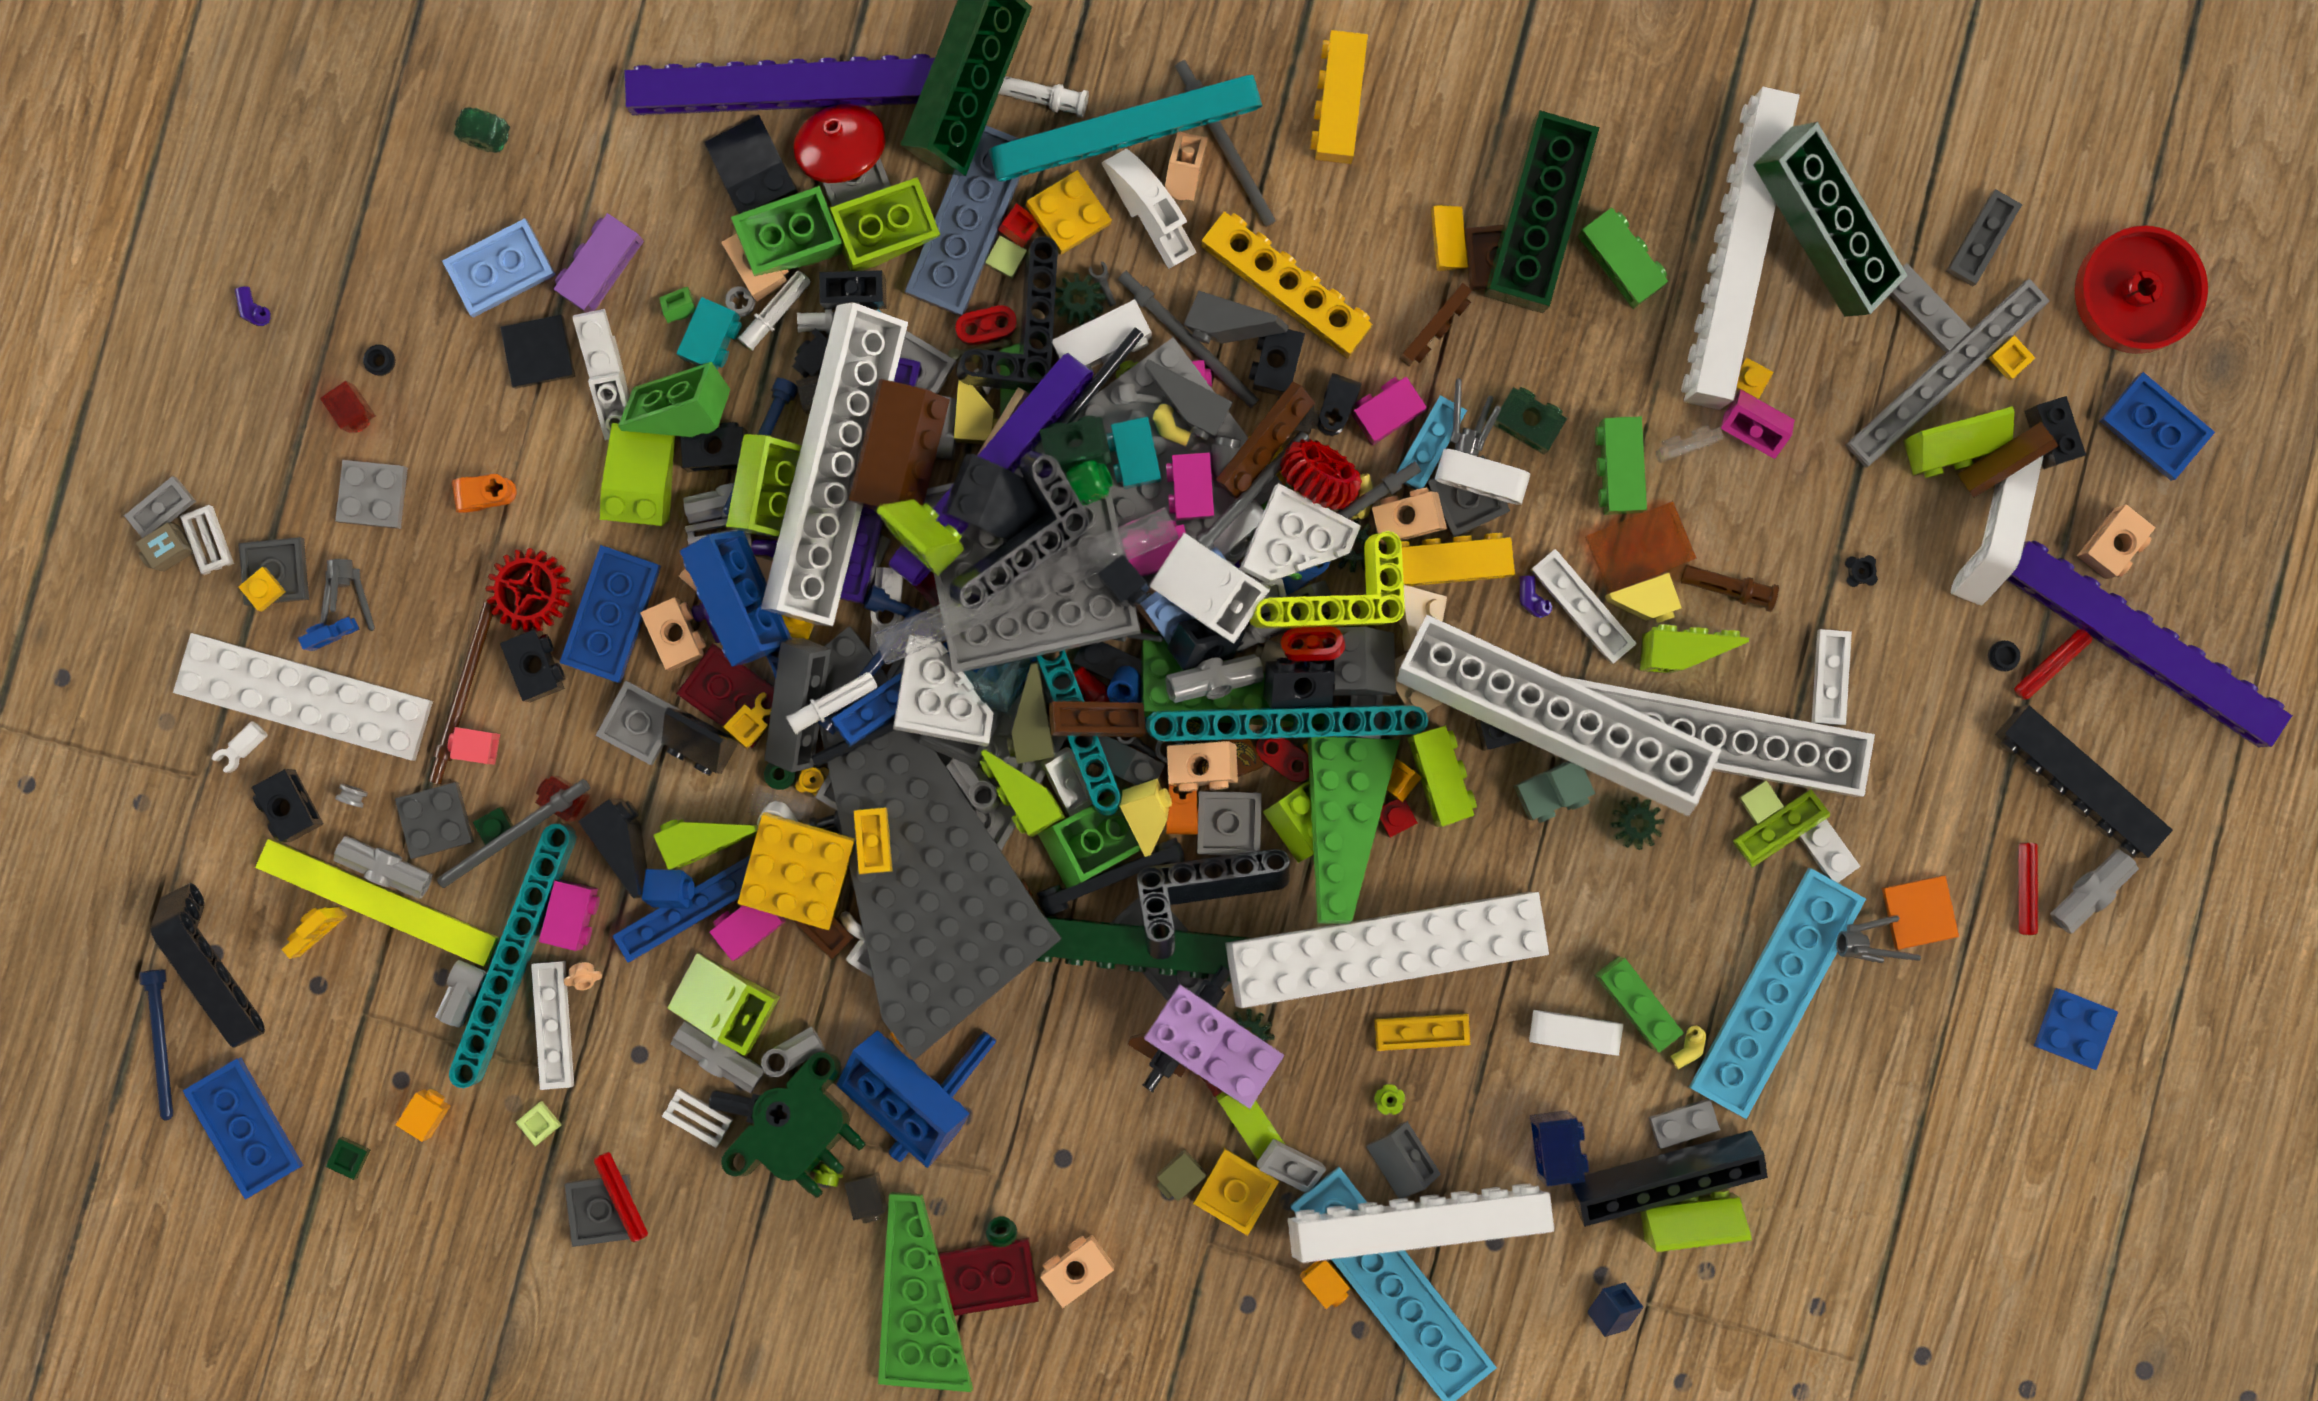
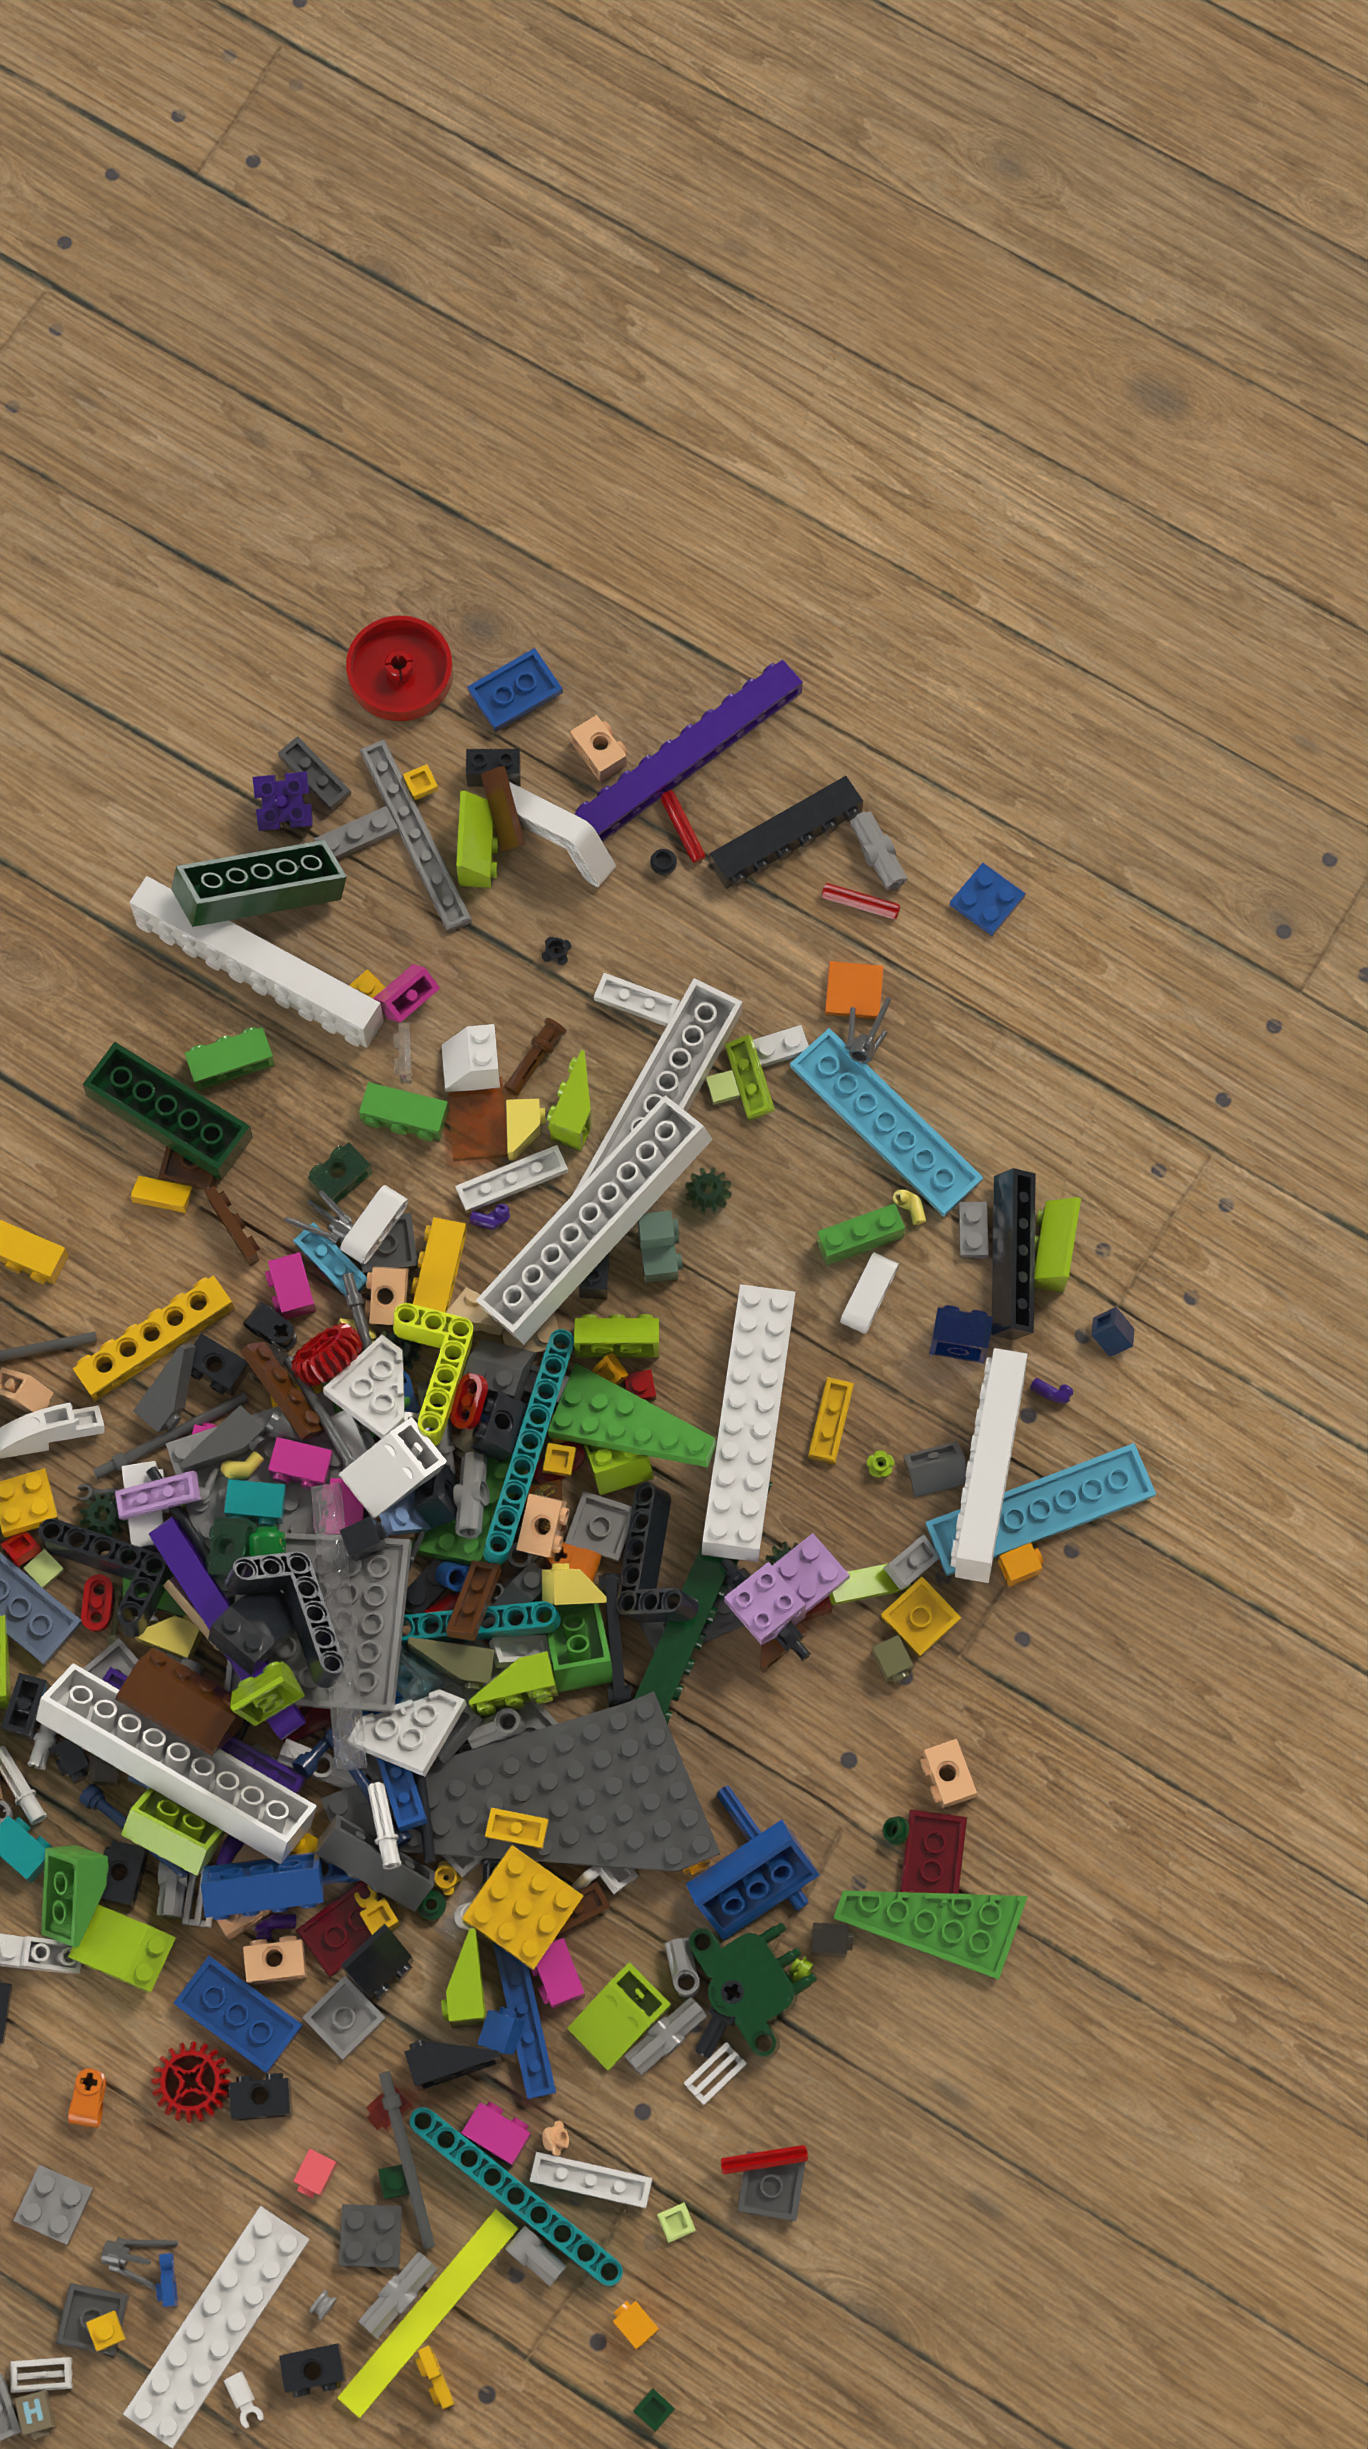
camera: 75 degrees left, 15 degrees down
(441, 752) = (310, 2207): reddish brown bar -> none
(1111, 348) = (157, 1495): none -> lavender tile
(1284, 758) = (559, 1460): none -> yellow plate
(1525, 1261) = (1051, 1393): none -> dark purple arm
(1703, 519) = (471, 1059): none -> white slope
(1939, 214) = (282, 801): none -> dark purple brick

